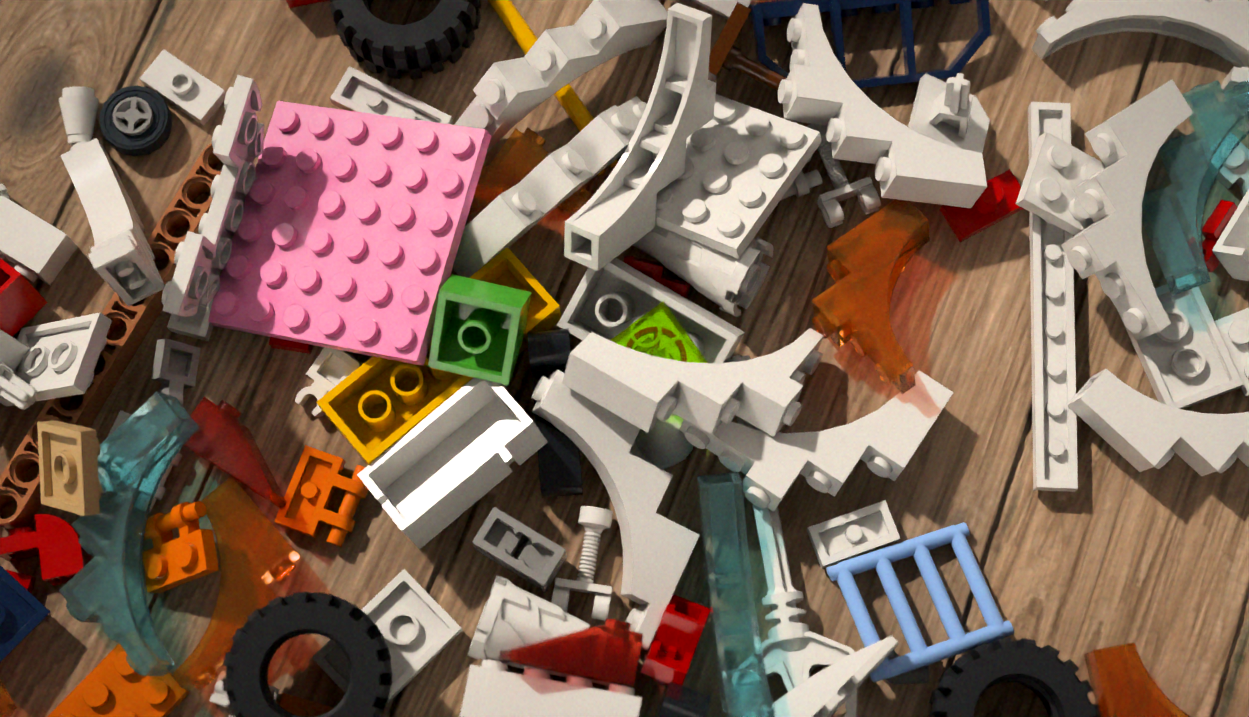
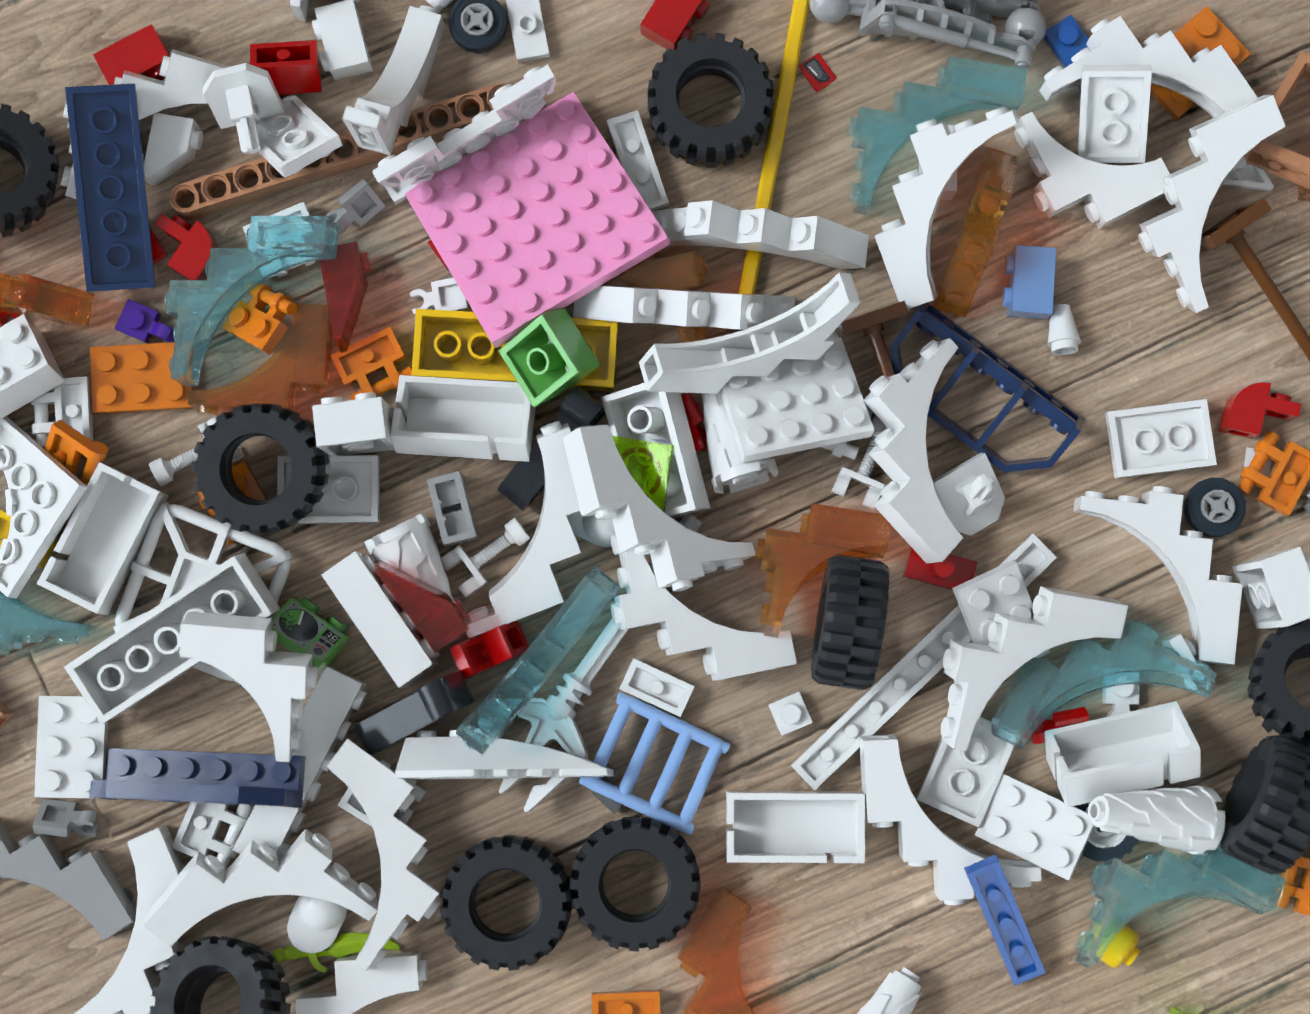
camera: 45 degrees right, 10 degrees up
(68, 659) = (142, 323): none -> dark purple plate
(69, 467) = (237, 213): tan plate -> none
(360, 553) = (353, 425): none -> white brick
(967, 306) = (850, 622): none -> black tyre
(987, 446) = (790, 713): none -> white plate
(1095, 534) = (795, 826): none -> white piece

